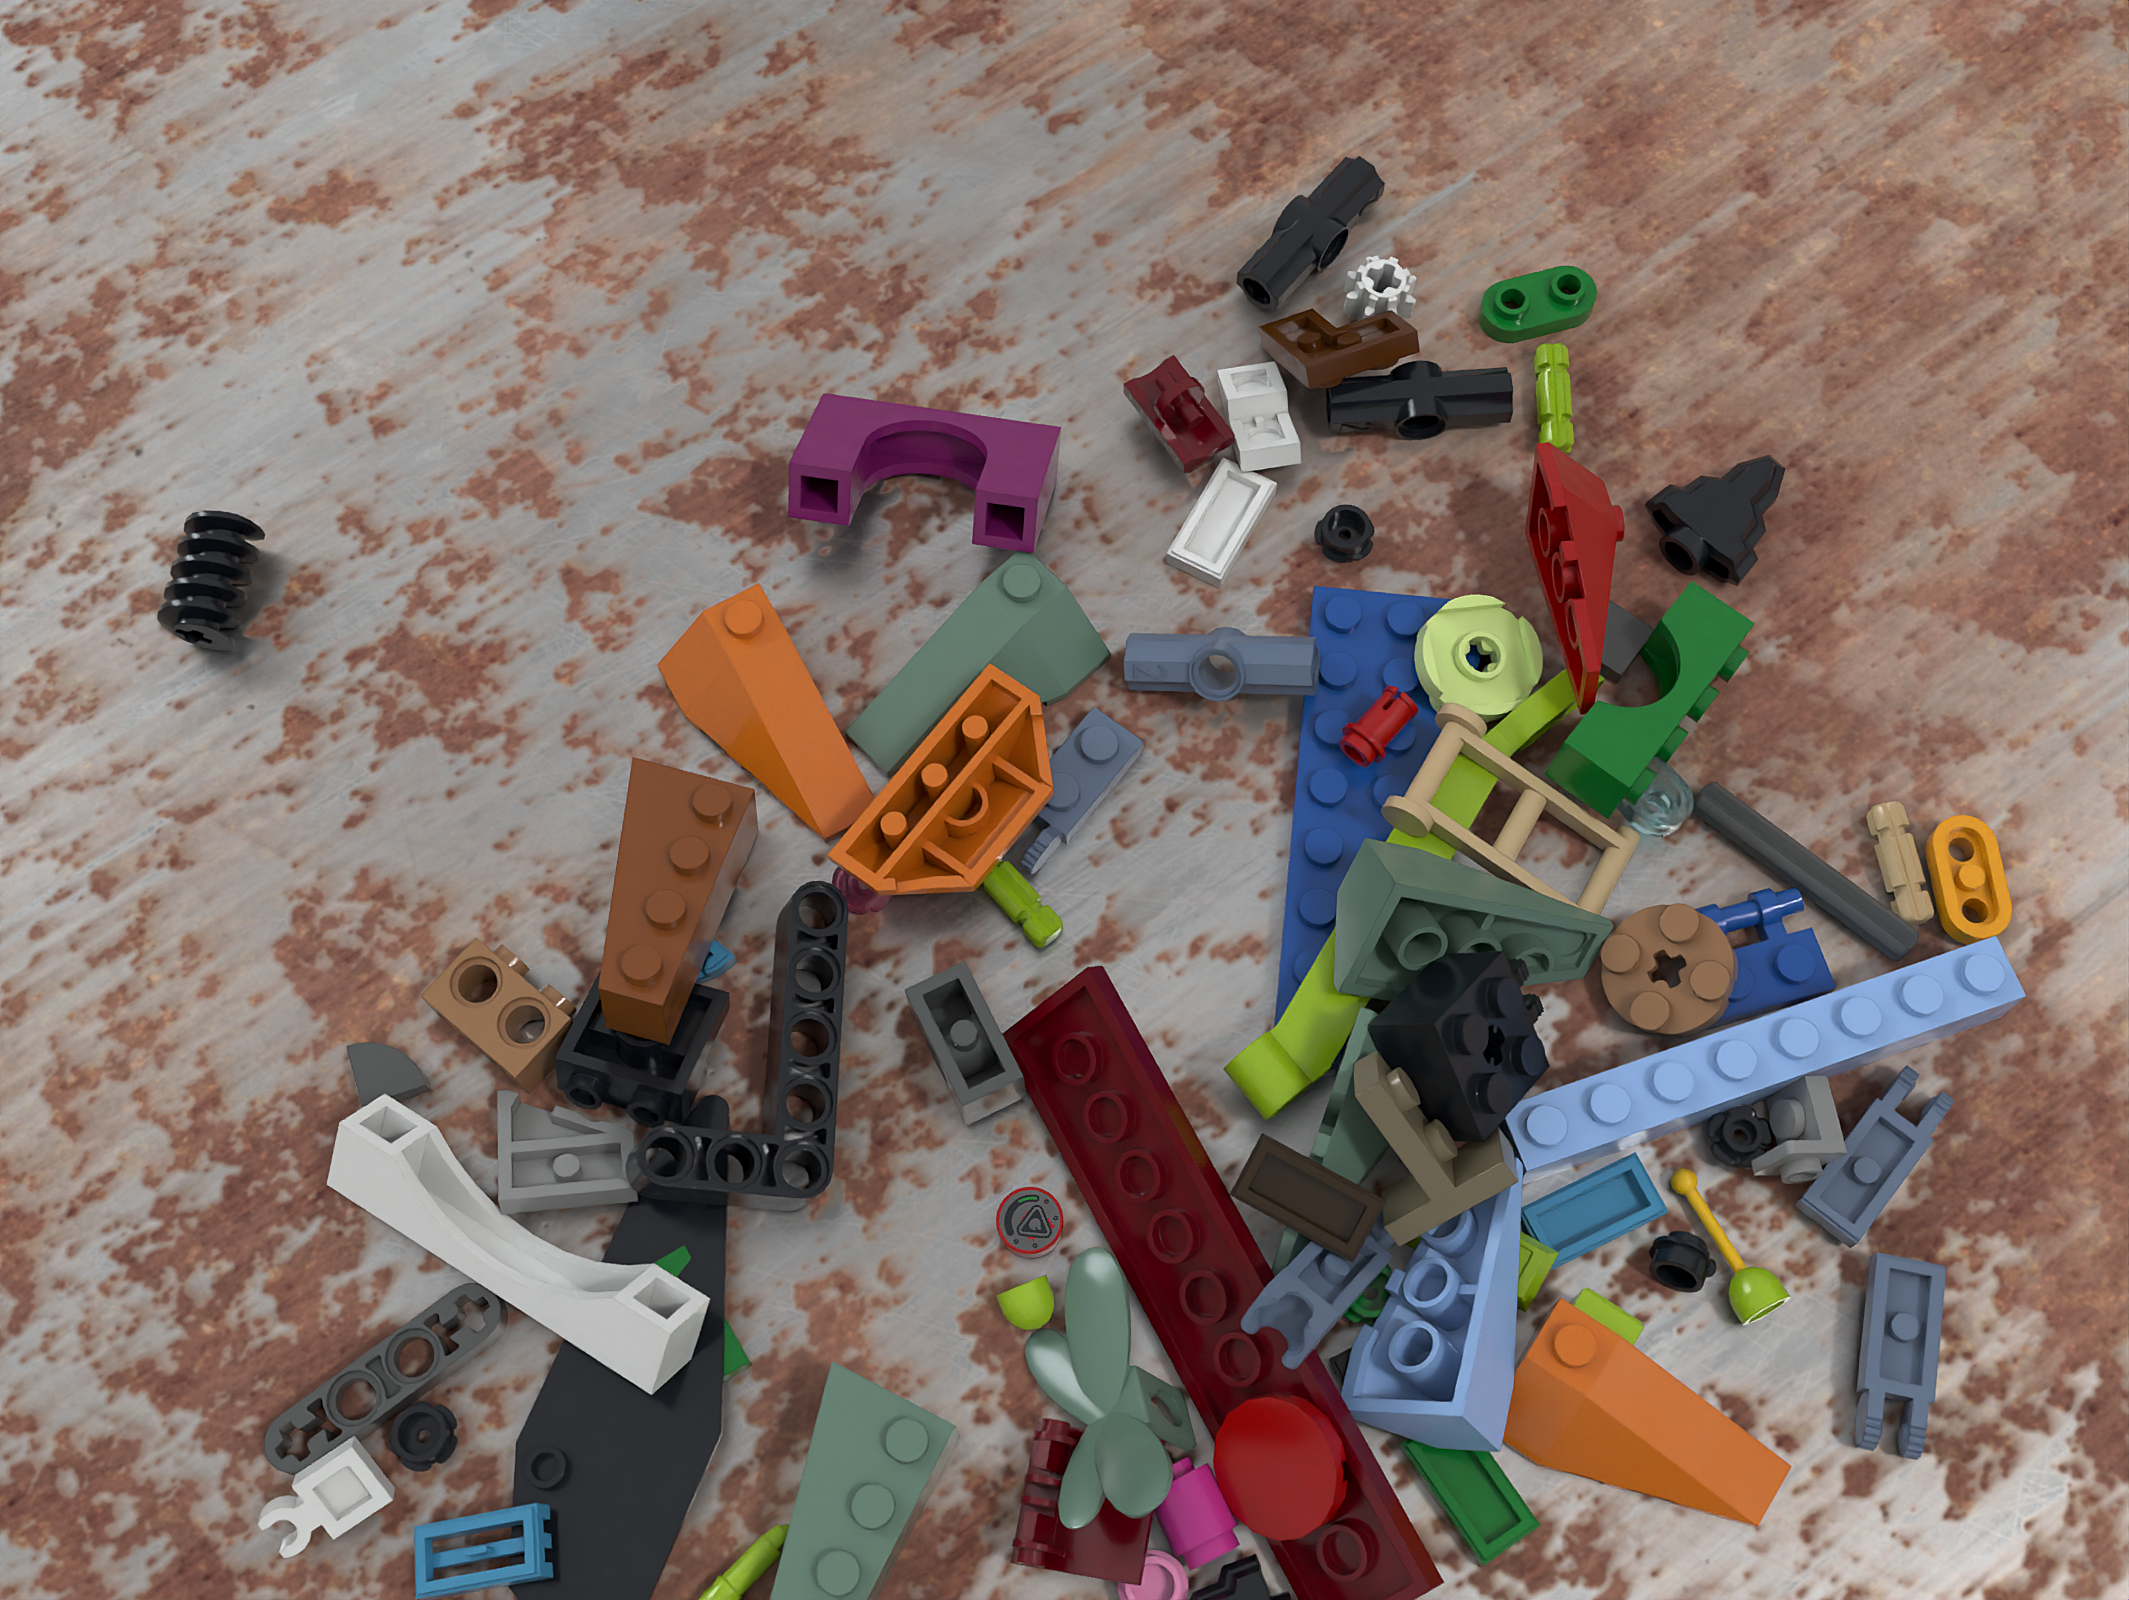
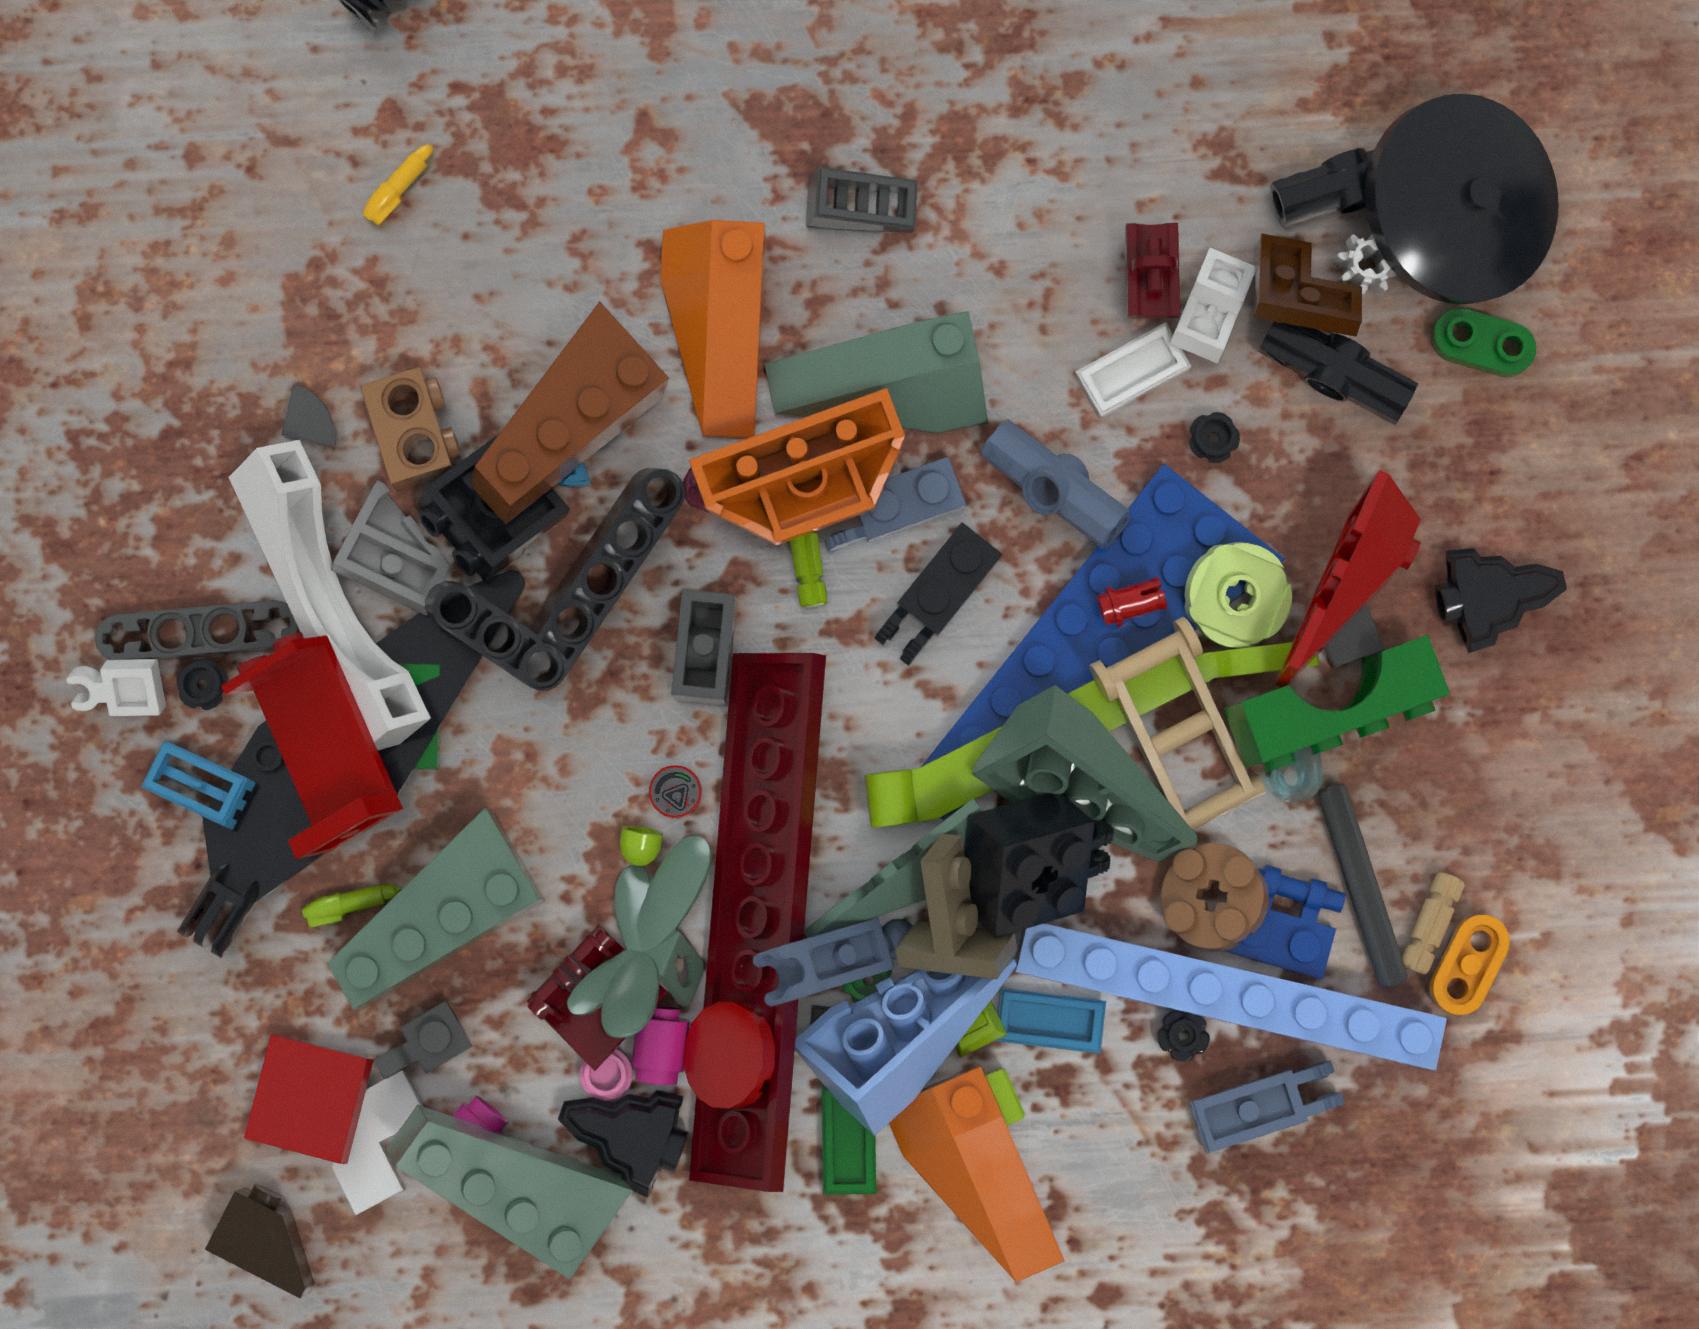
camera: 30 degrees right, 15 degrees up
(341, 797) = (388, 195): none -> yellow piece
(596, 1405) = (320, 741): none -> red panel
(829, 549) = (859, 219): none -> dark grey slope
(867, 440) = (913, 150): magenta arch -> none
(1174, 840) = (941, 589): none -> black hinge
(1307, 1197) = (855, 900): dark brown tile -> none
(1427, 185) = (1461, 199): none -> black dish
(1554, 396) = (1440, 426): lime axle -> none
(1681, 1261) = (1085, 1090): black plate -> none
(1752, 1290) = (1119, 1137): hinge -> none
(1804, 1130) = (1226, 1061): light grey bracket -> none
(1899, 1349) = (1188, 1234): sand blue hinge -> none

